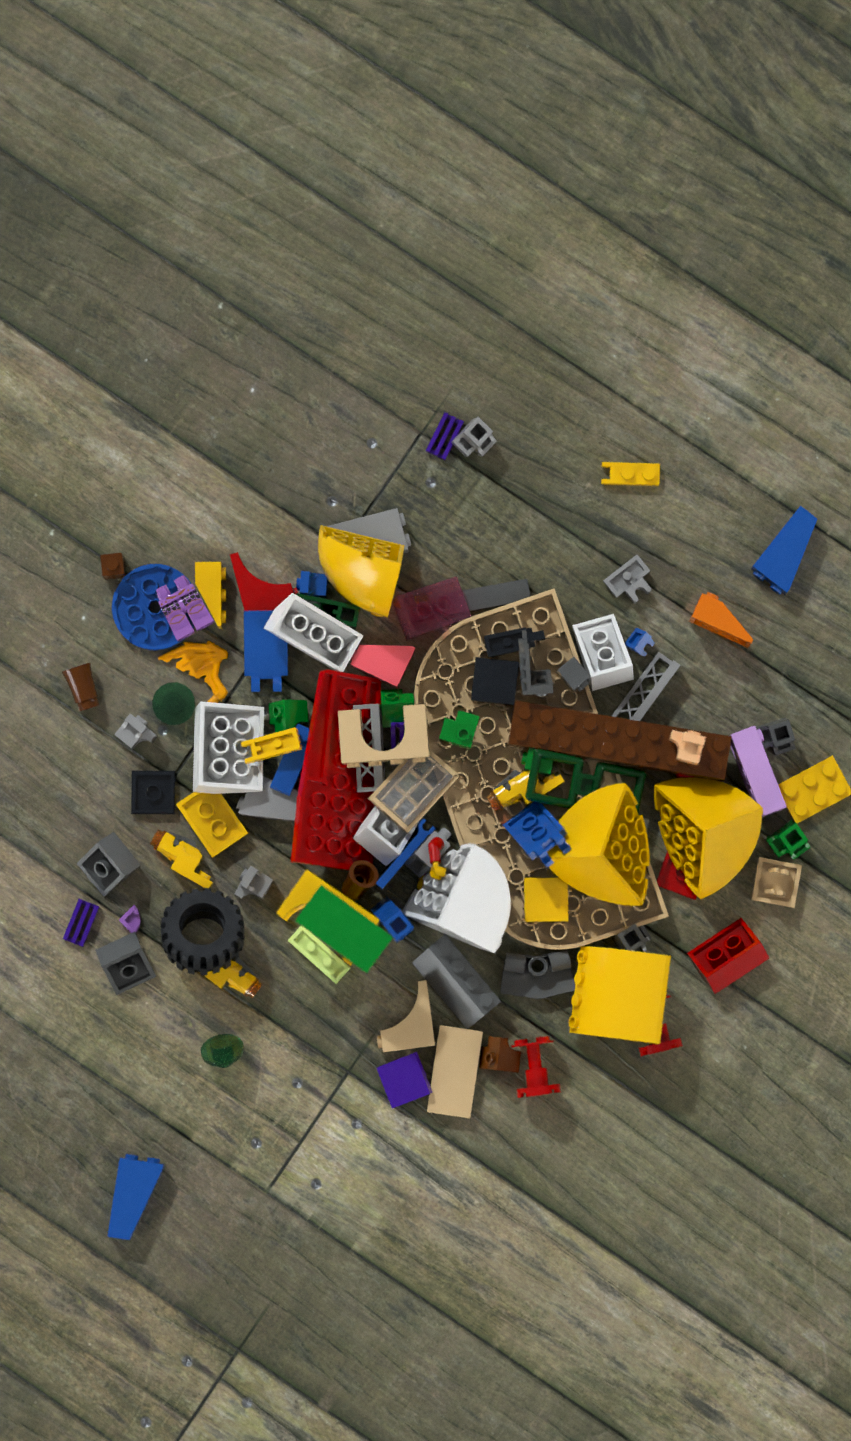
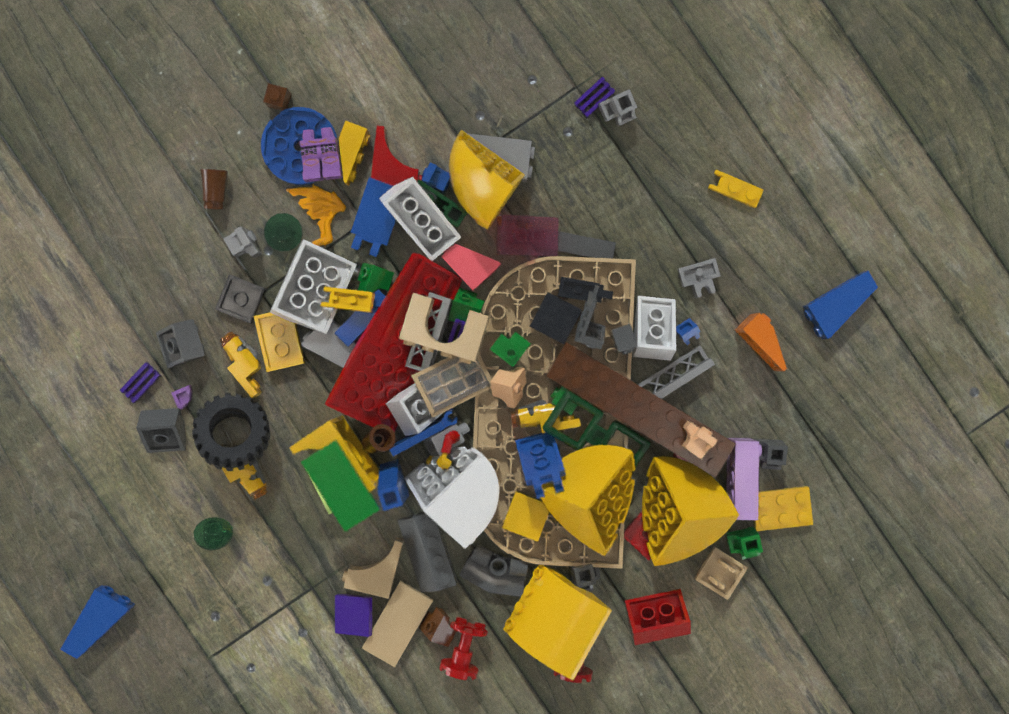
camera: 25 degrees right, 5 degrees up
(253, 883) = (293, 406): light grey brick -> none
(474, 769) = (509, 385): none -> light nougat brick

